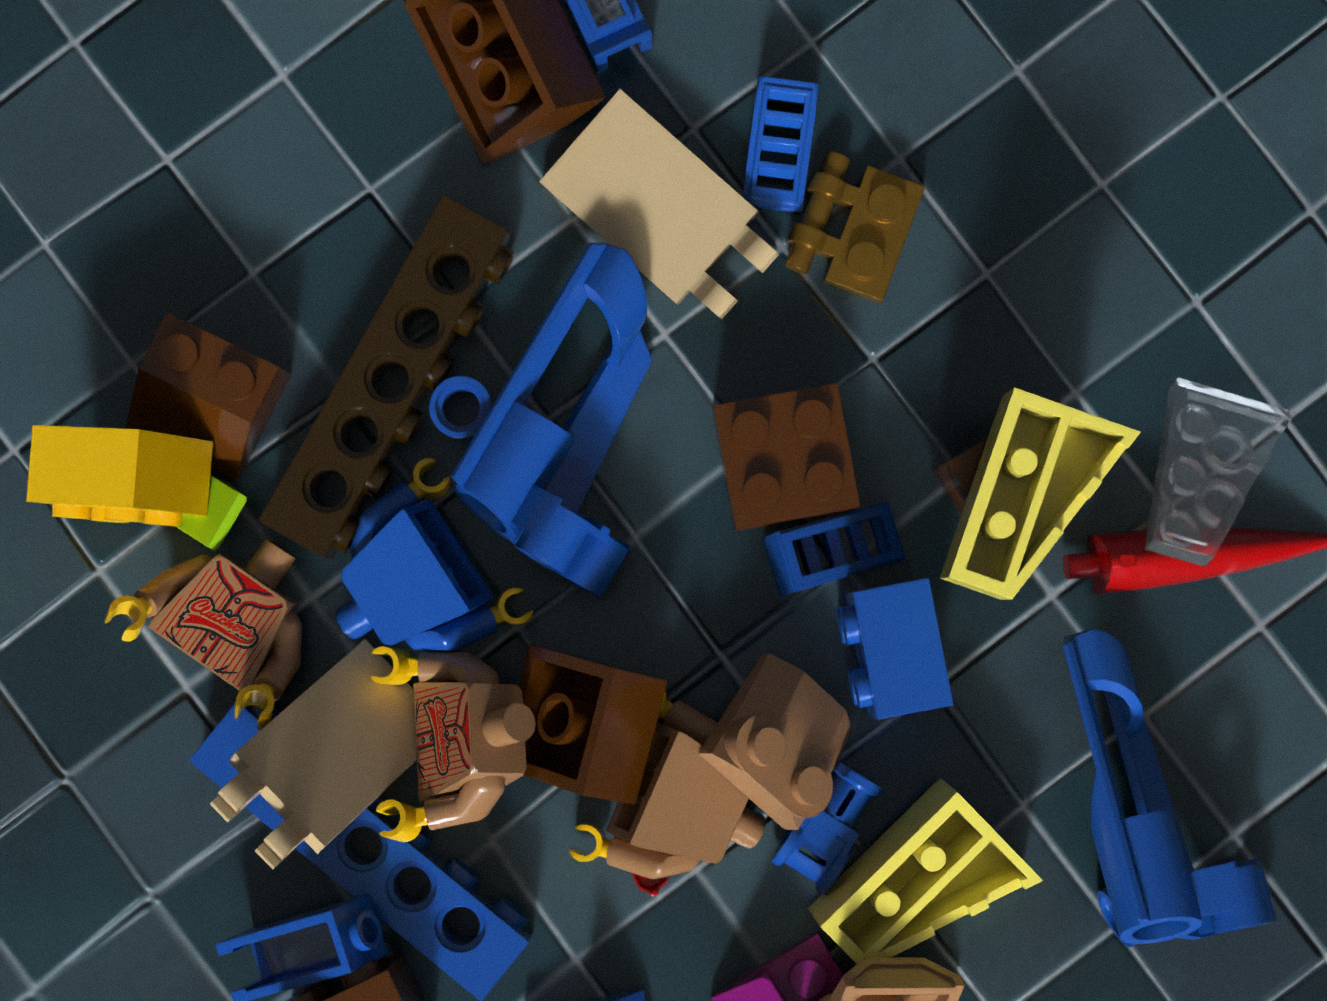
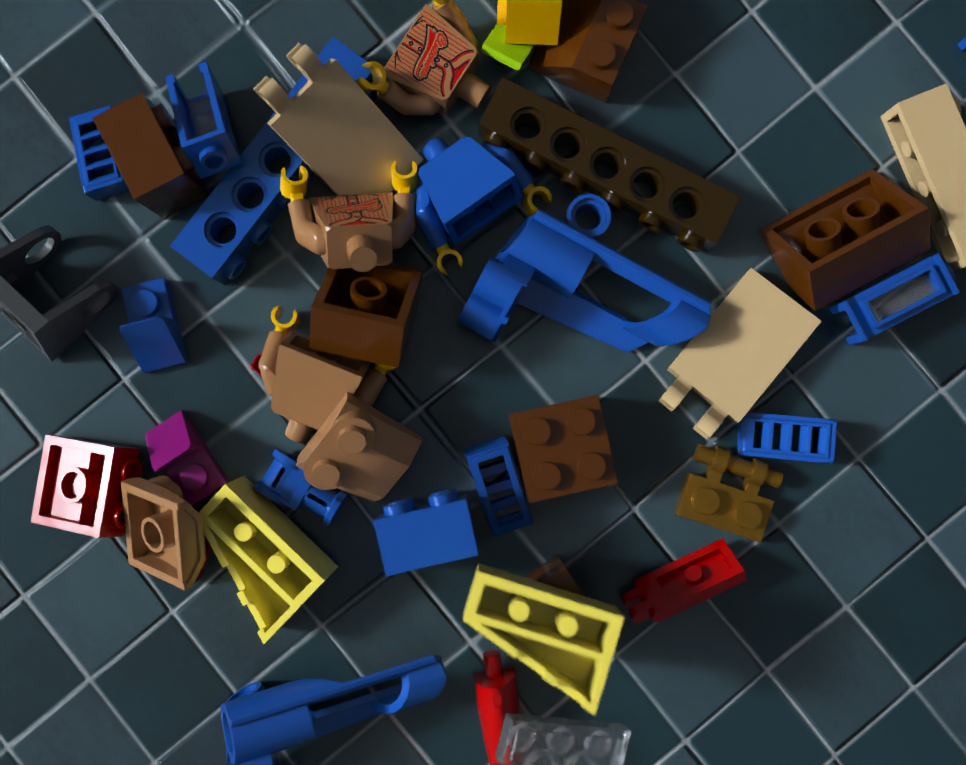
camera: 85 degrees right, 0 degrees up
(977, 296) = (684, 583): none -> red hinge

